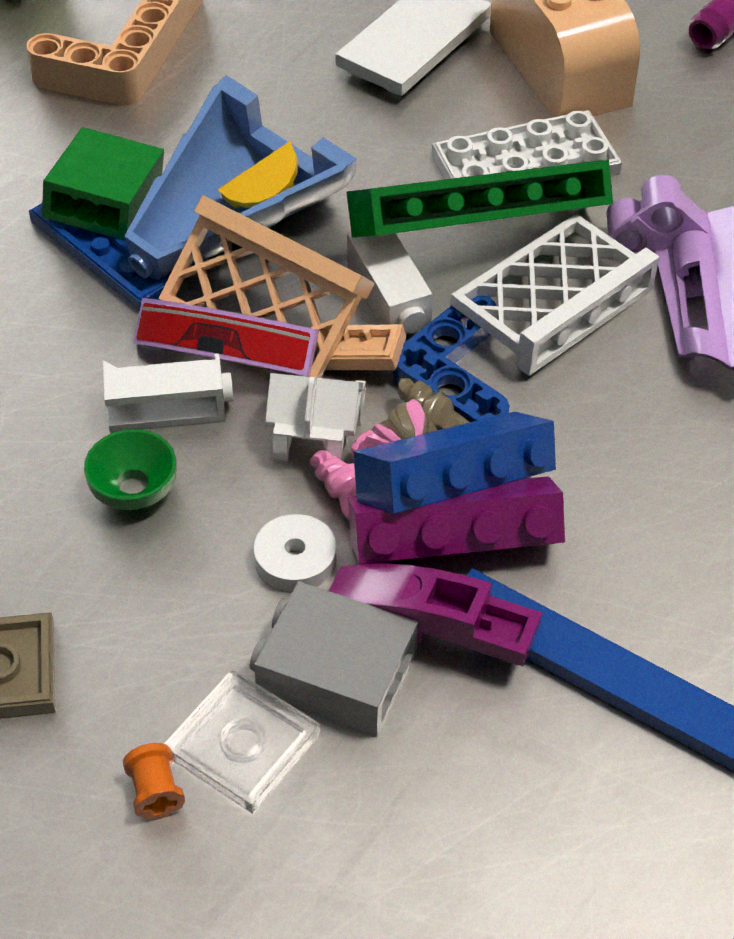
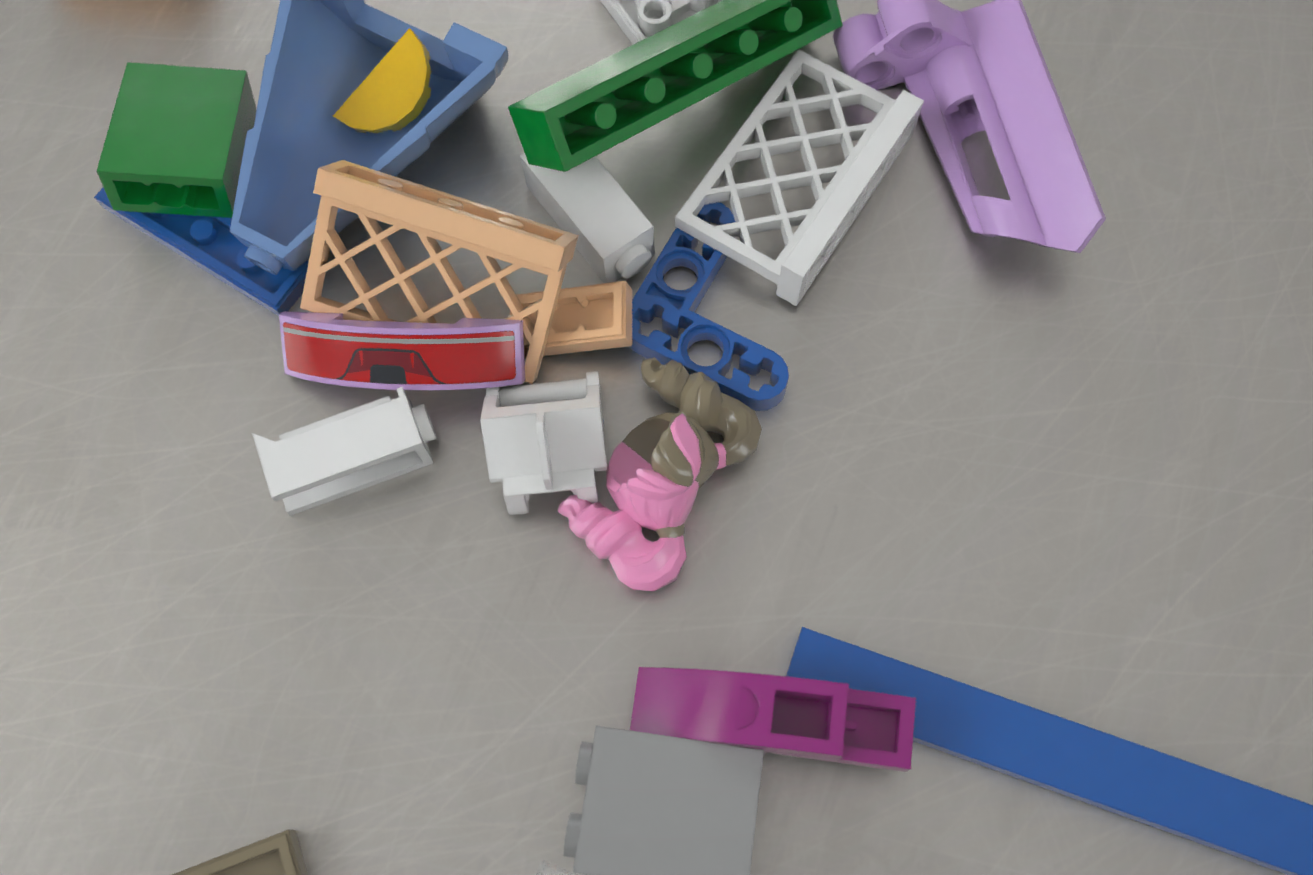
camera: 10 degrees left, 20 degrees up
(127, 456) = (312, 567): green piece -> none
(290, 534) = (555, 627): white piece -> none
(454, 461) = (748, 497): blue brick -> none
(485, 520) = (768, 570): magenta brick -> none

